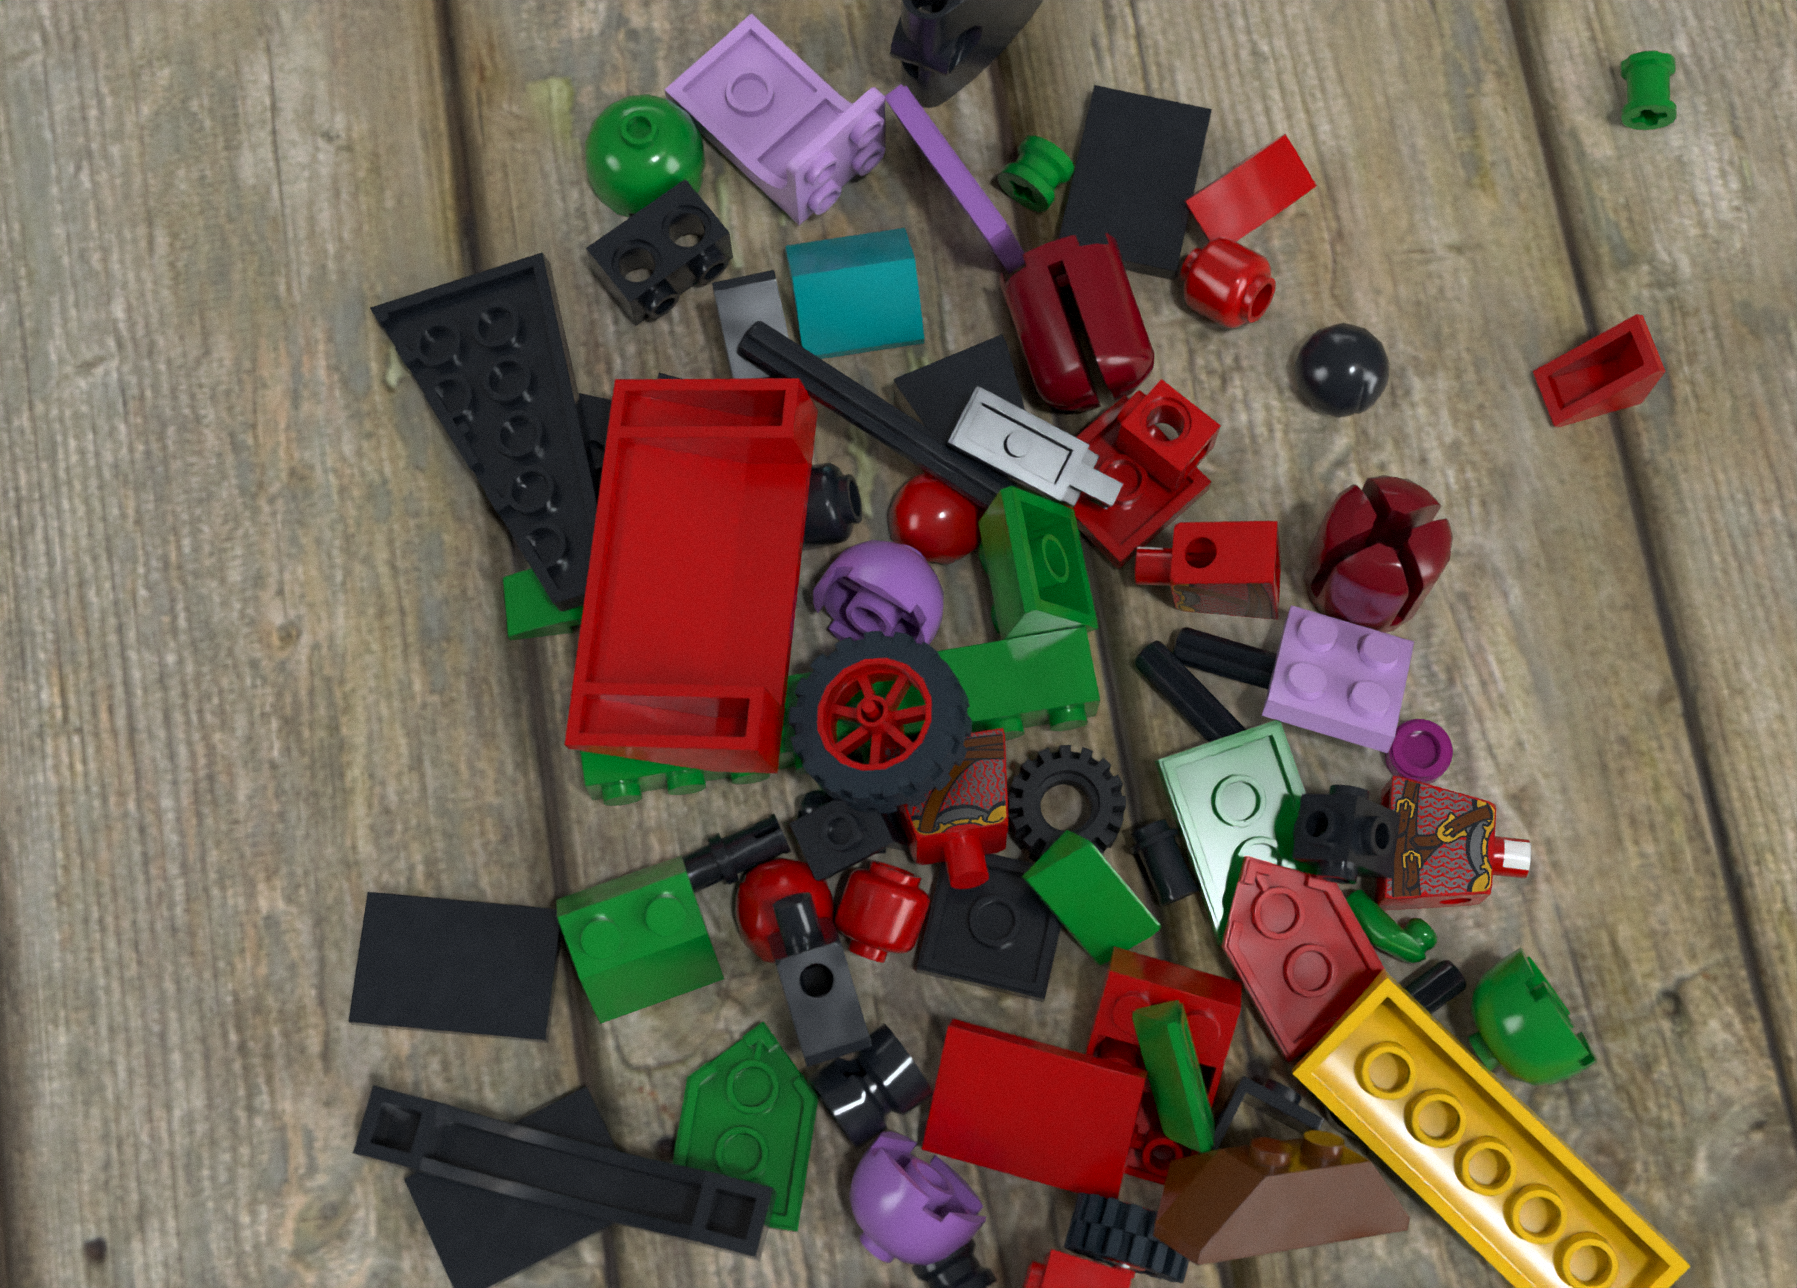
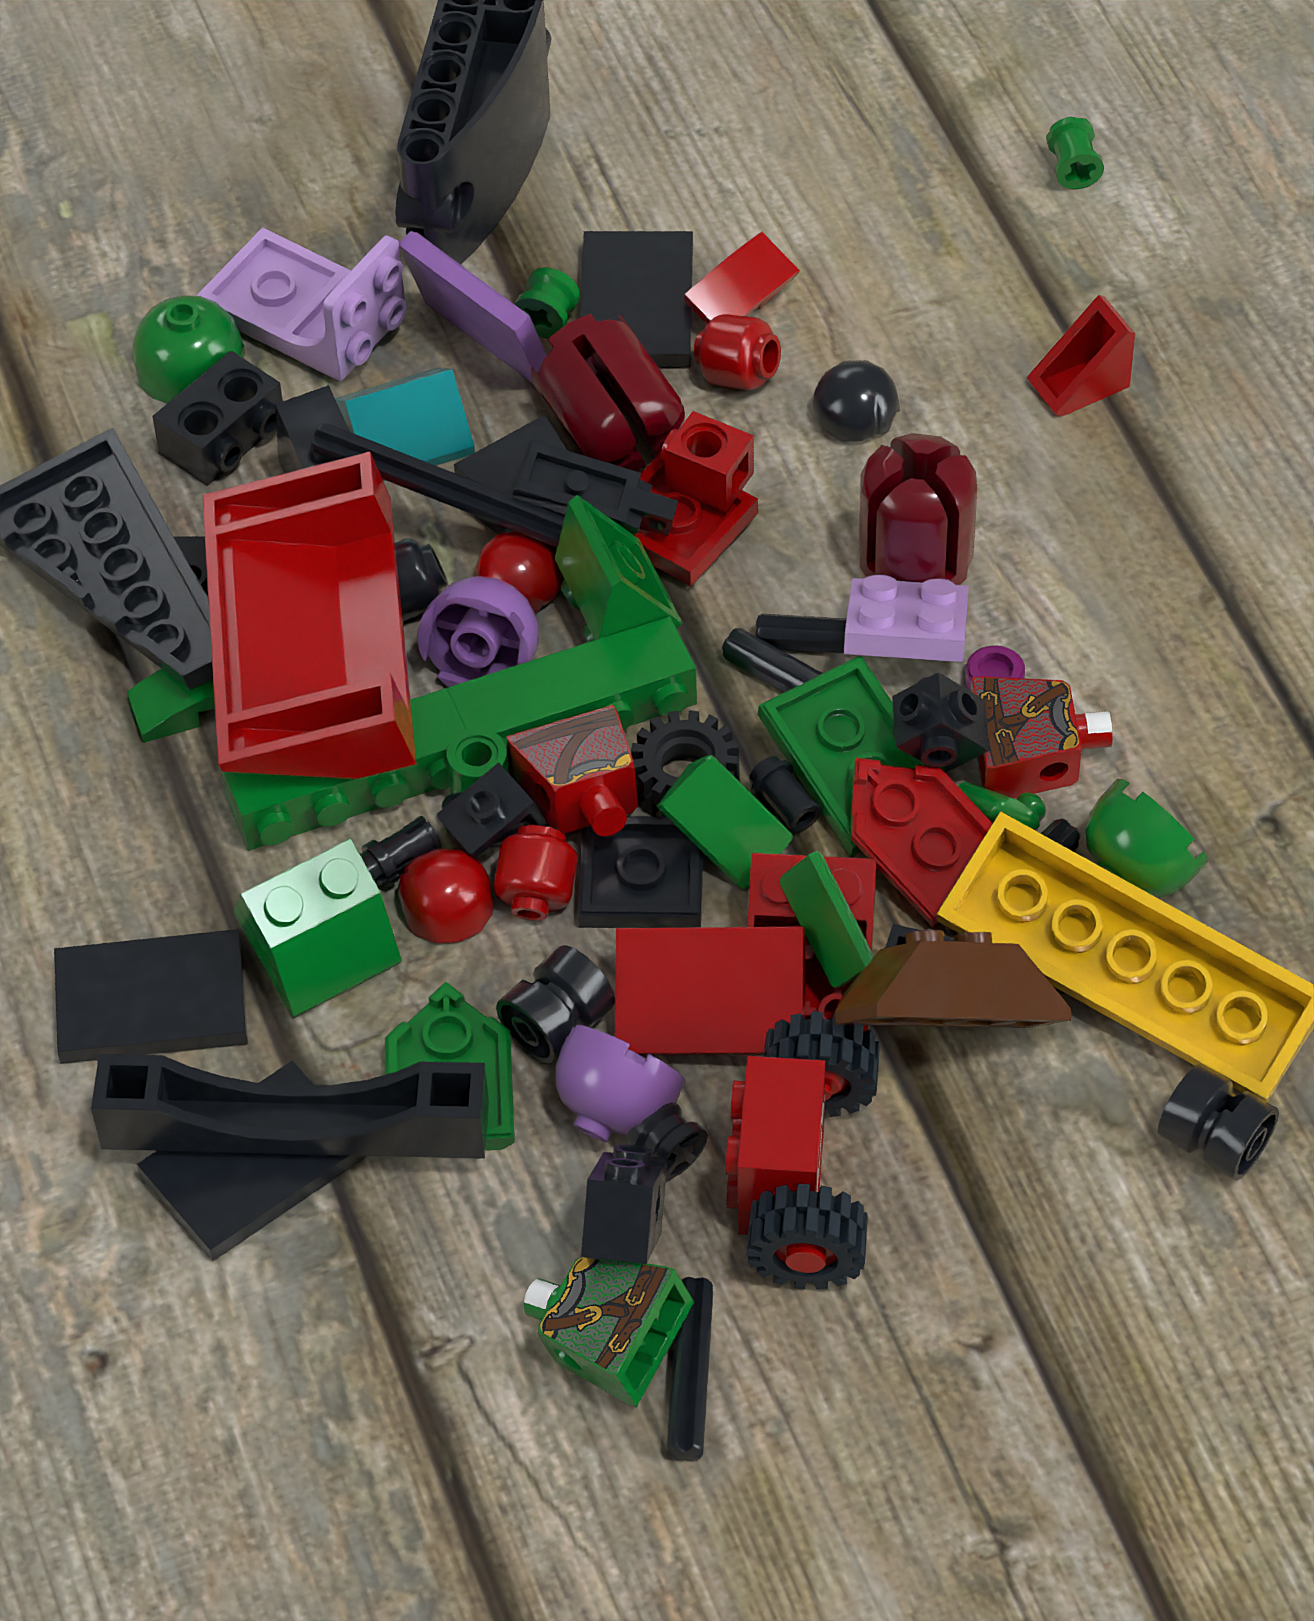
camera: 10 degrees left, 20 degrees down
(821, 994) = (493, 938): black torso -> none
(857, 667) = (522, 730): black wheel -> none
(1218, 568) = (781, 556): red torso -> none

